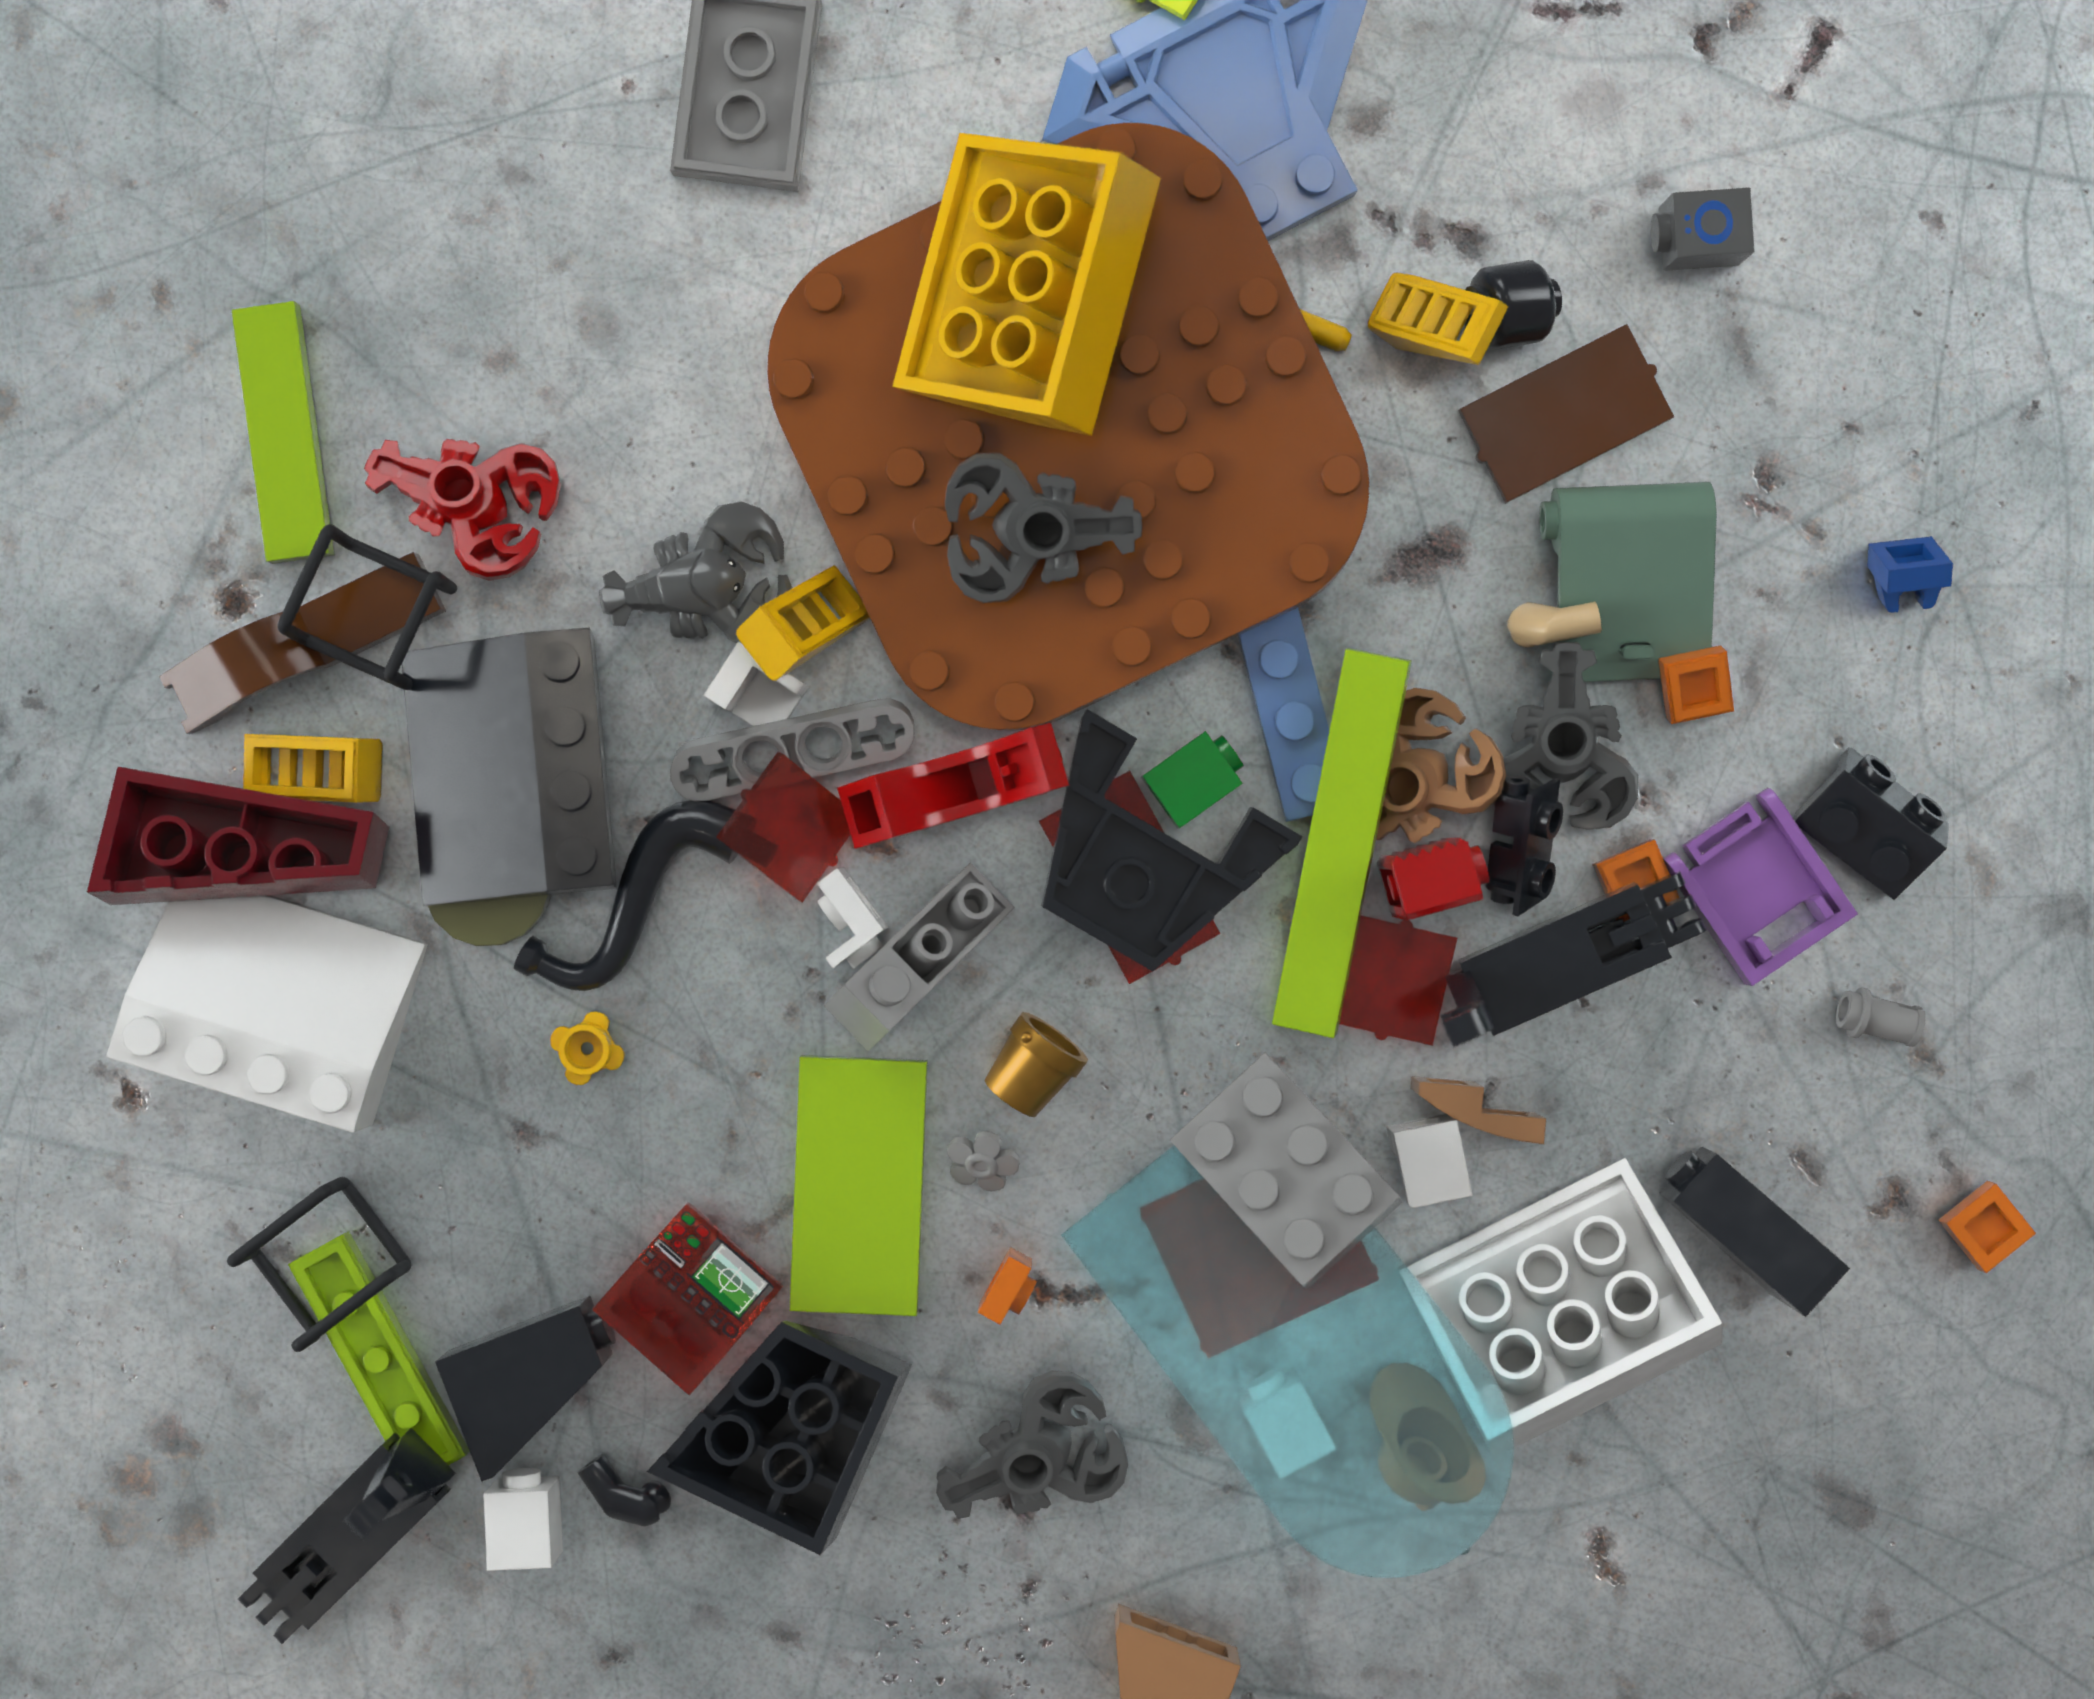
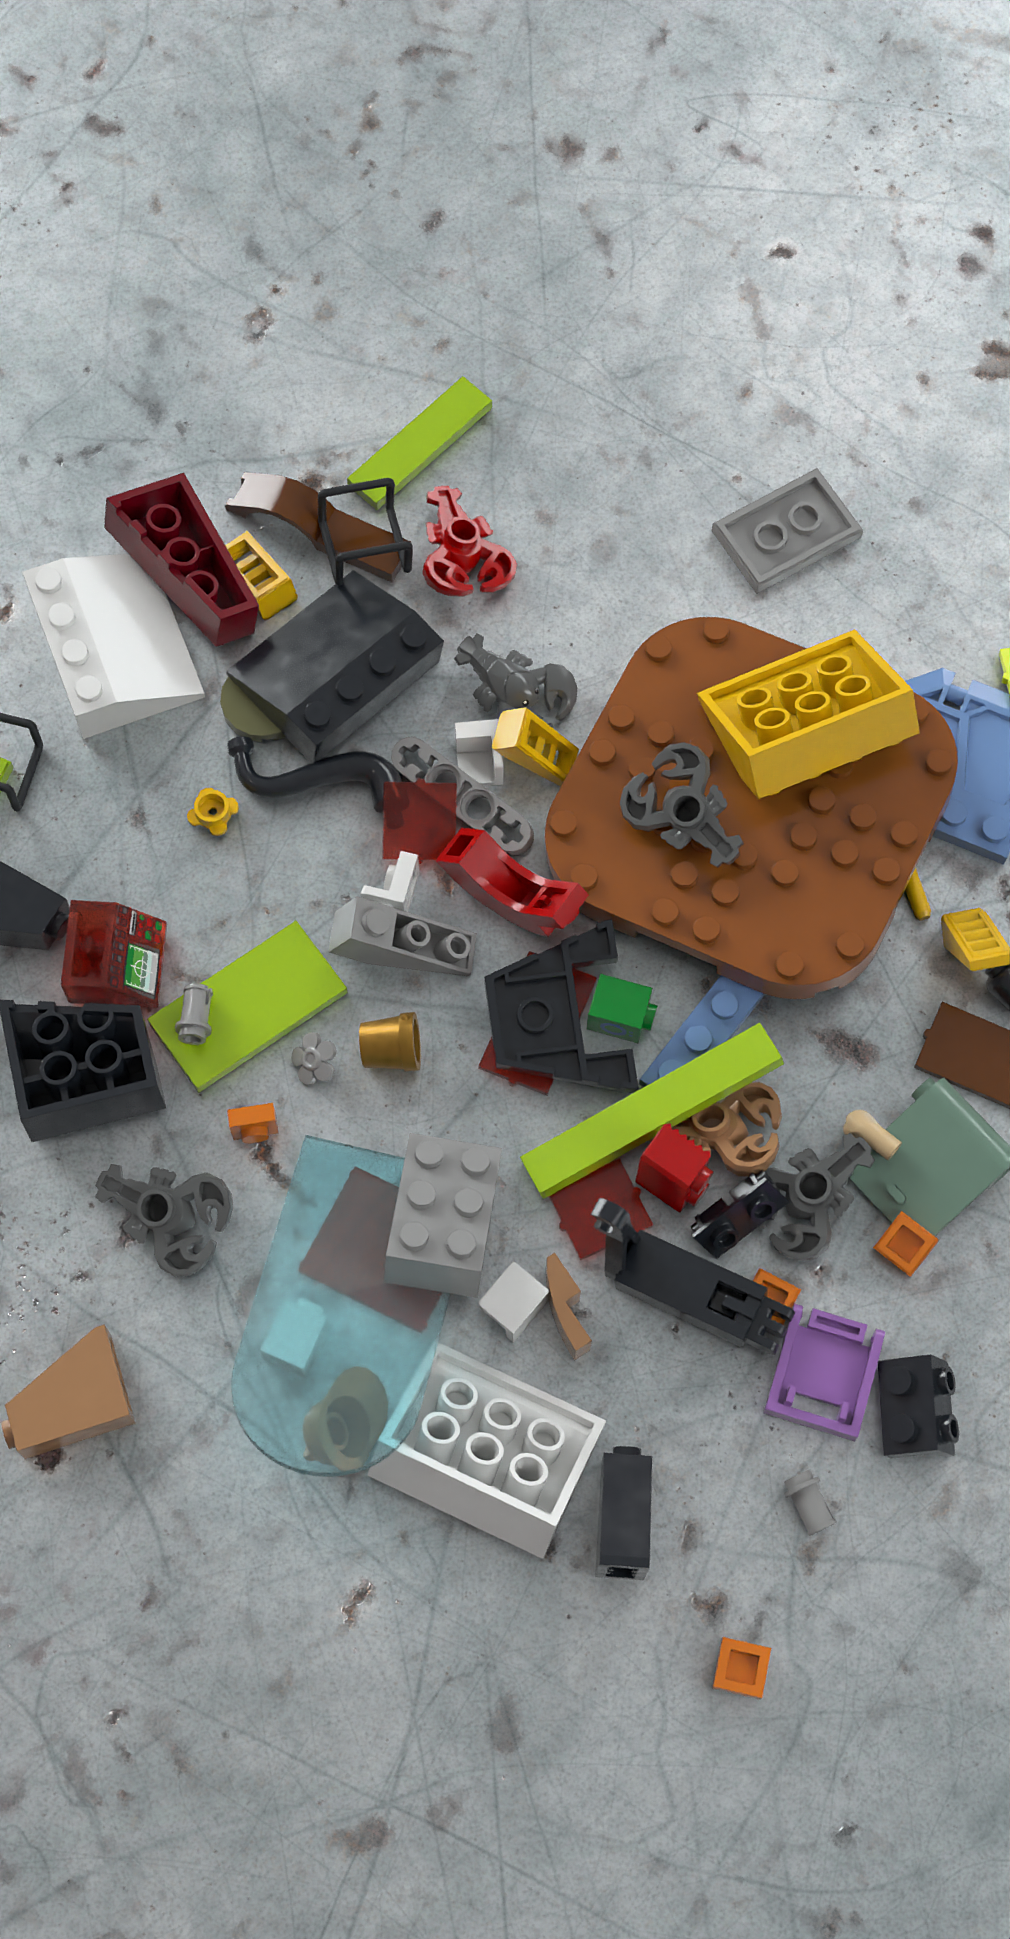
camera: 50 degrees right, 20 degrees down
(832, 1260) = (194, 1025): none -> light grey pin

